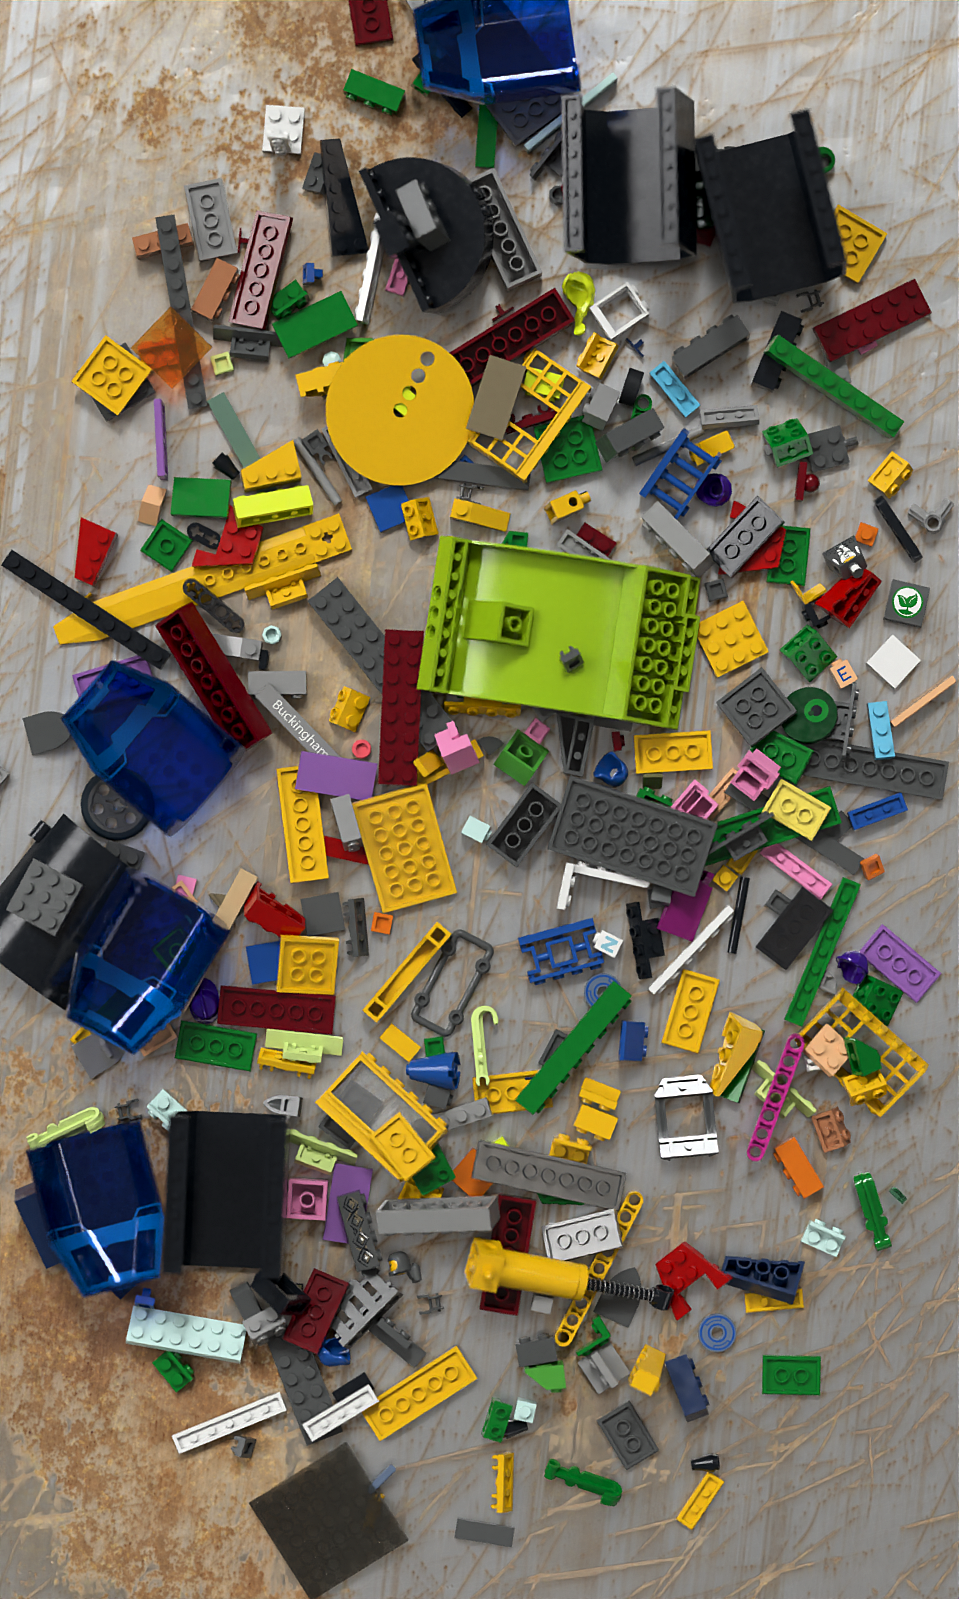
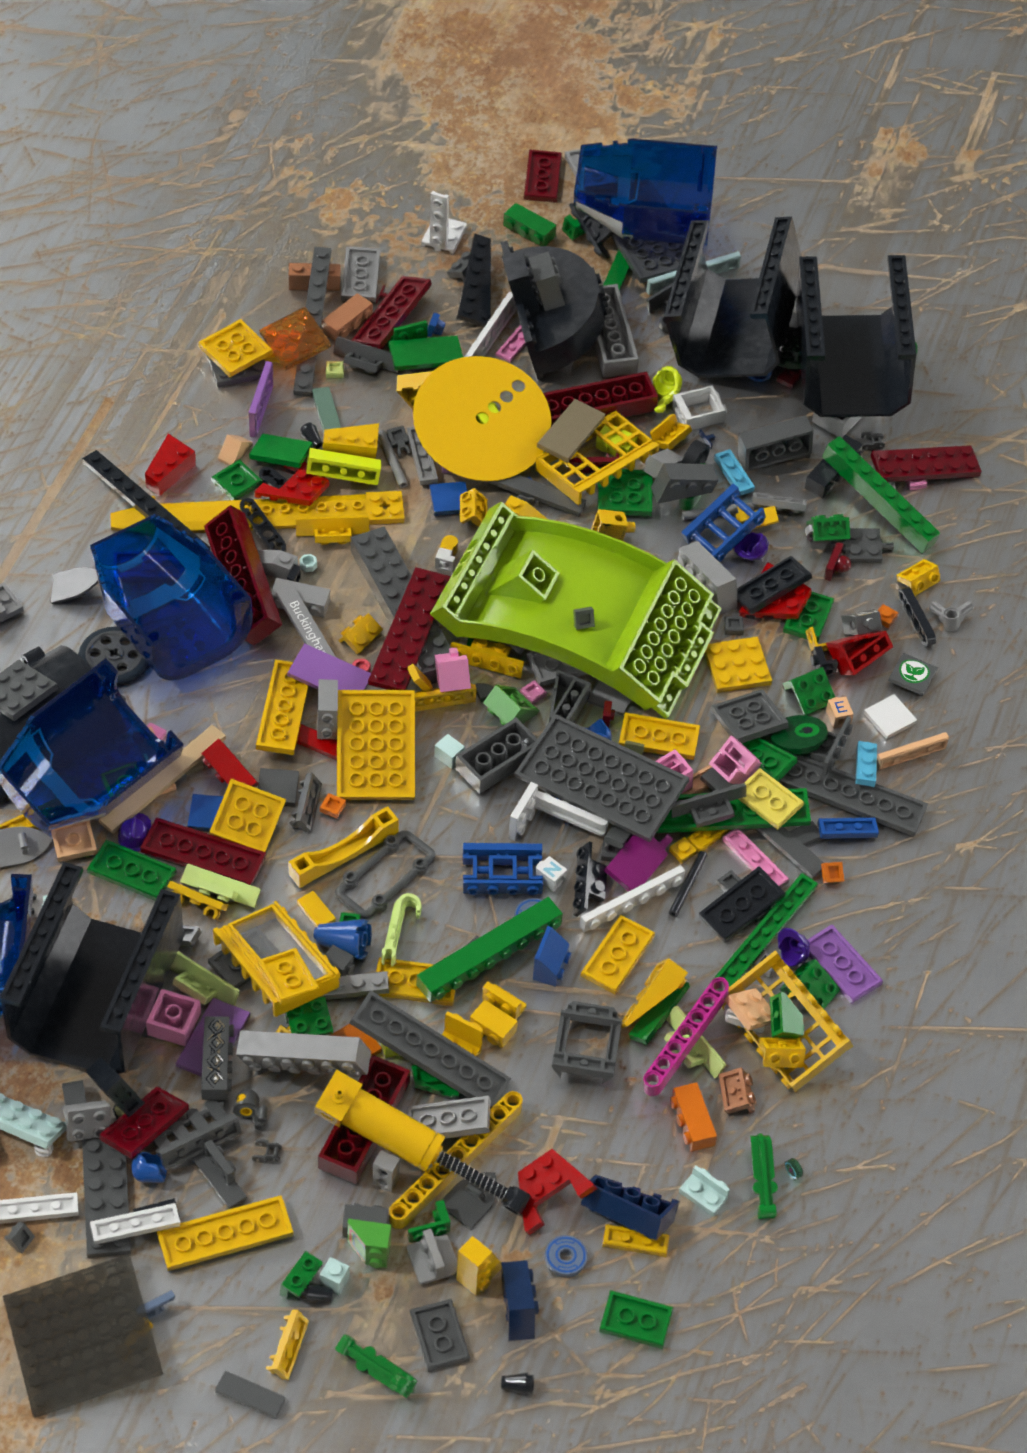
camera: 10 degrees right, 35 degrees down
(406, 582) = (446, 554): none -> white leg
(700, 1500) = (500, 1423): yellow tile -> none
(860, 242) = (924, 411): yellow plate -> none

